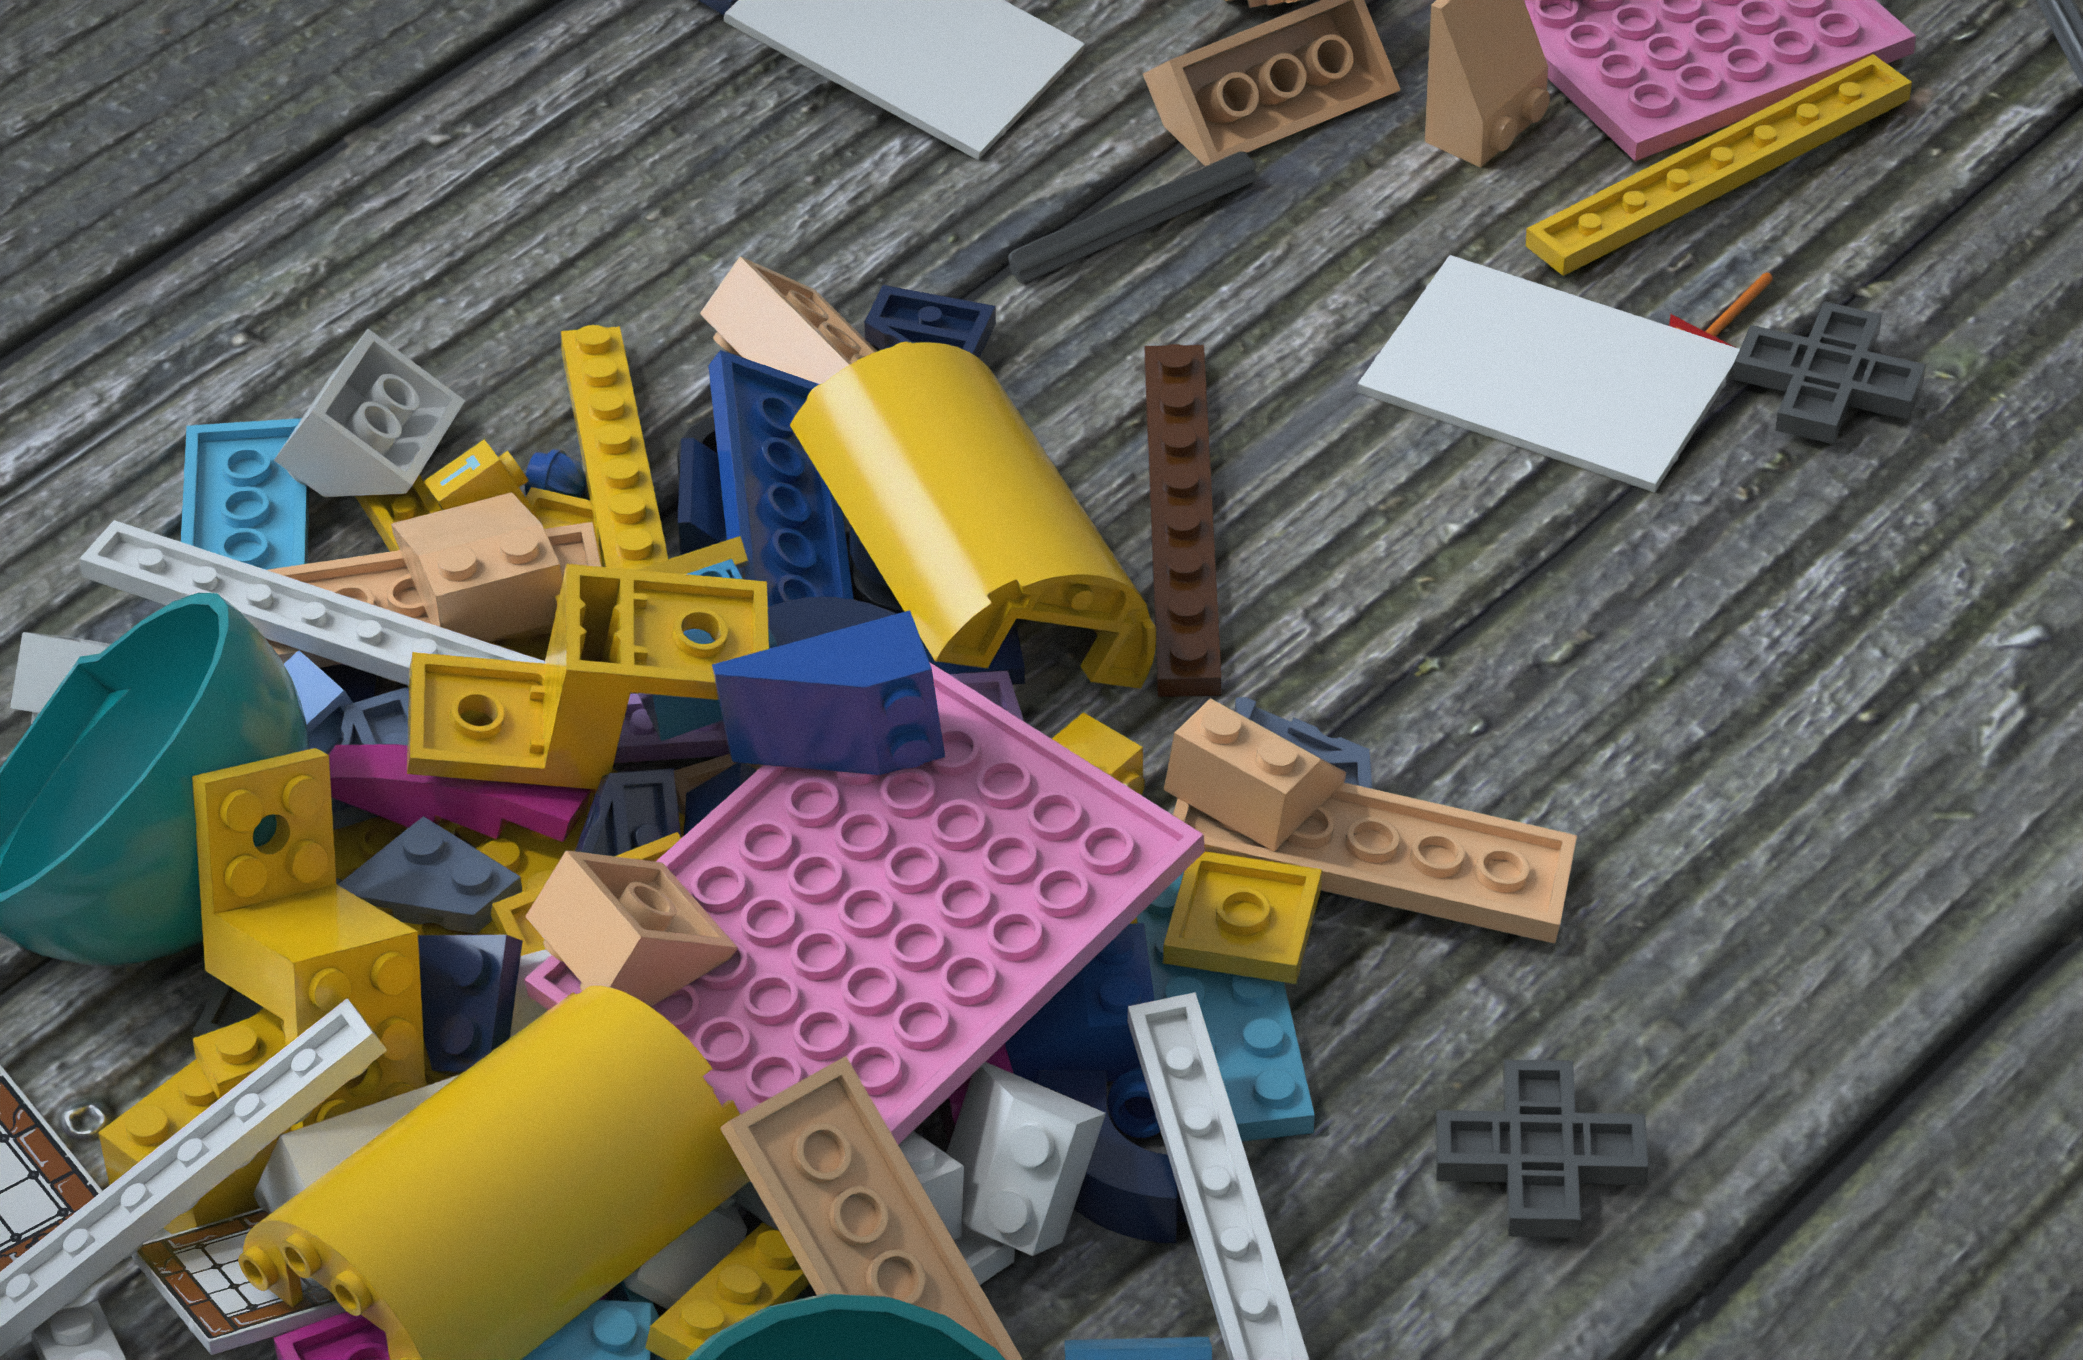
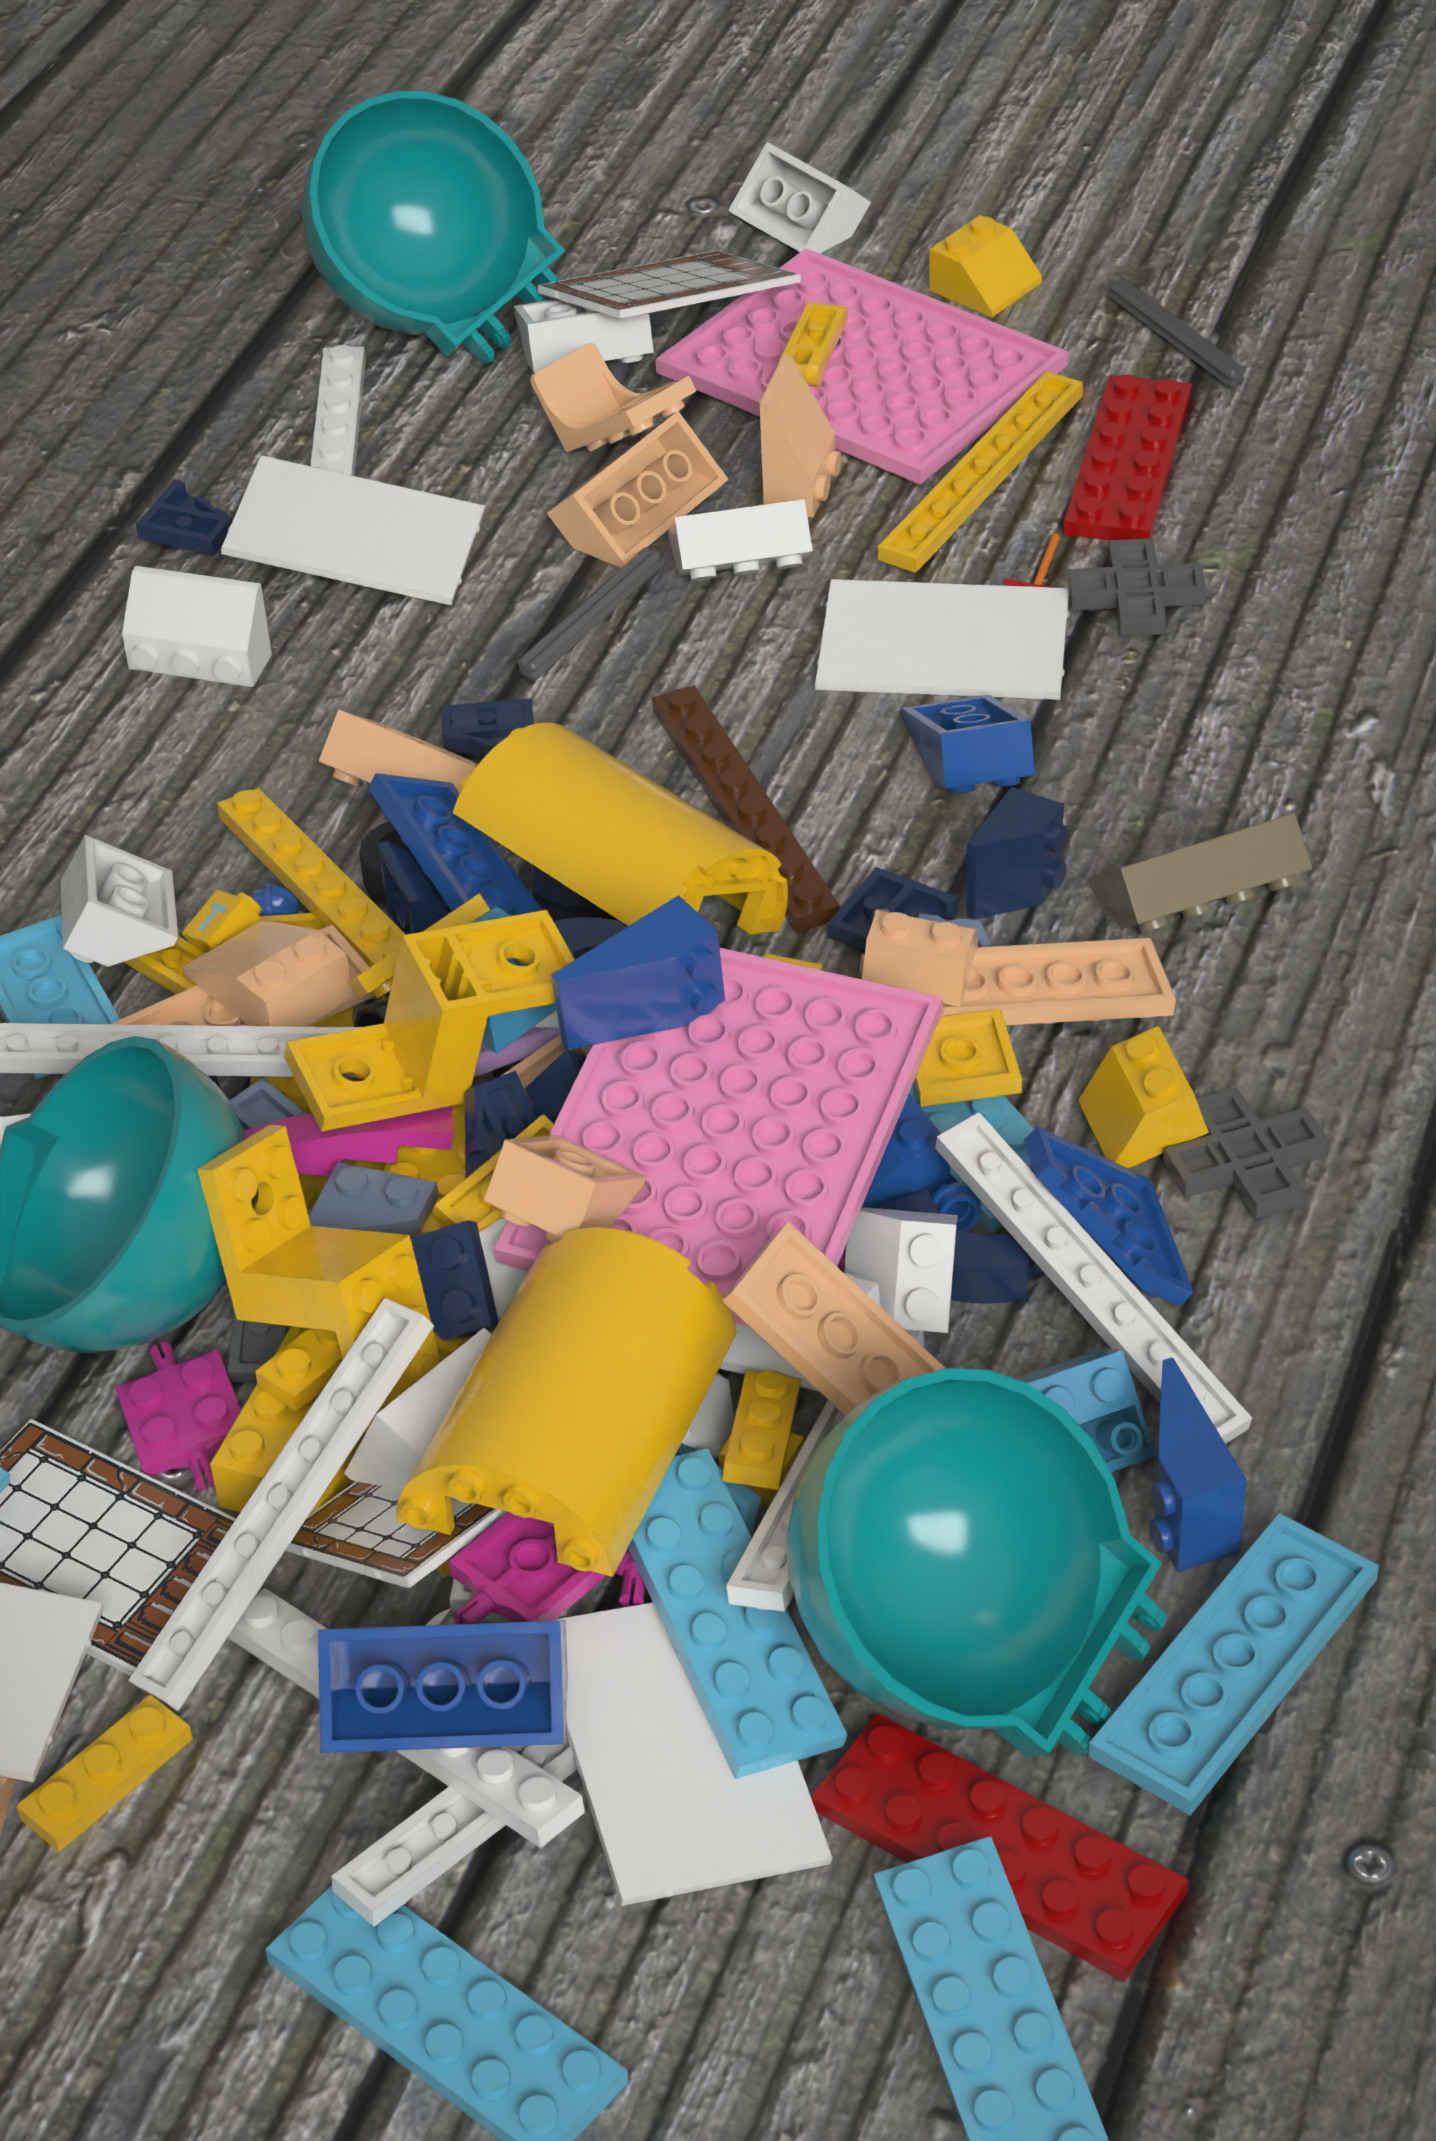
camera: 20 degrees left, 0 degrees up
(117, 1055) = (180, 1413): none -> dark pink plate
(646, 106) = (196, 626): none -> white slope
(1289, 688) = (891, 892): none -> dark blue wing
(1321, 1168) = (1115, 1209): none -> blue plate
(1360, 174) = (740, 539): none -> white slope
(1440, 1041) = (1141, 1101): none -> yellow slope
(1456, 679) = (1016, 855): none -> dark blue slope
(1499, 516) = (972, 742): none -> blue slope
(1691, 773) = (1204, 872): none -> dark tan slope
(1920, 200) = (1128, 459): none -> red plate

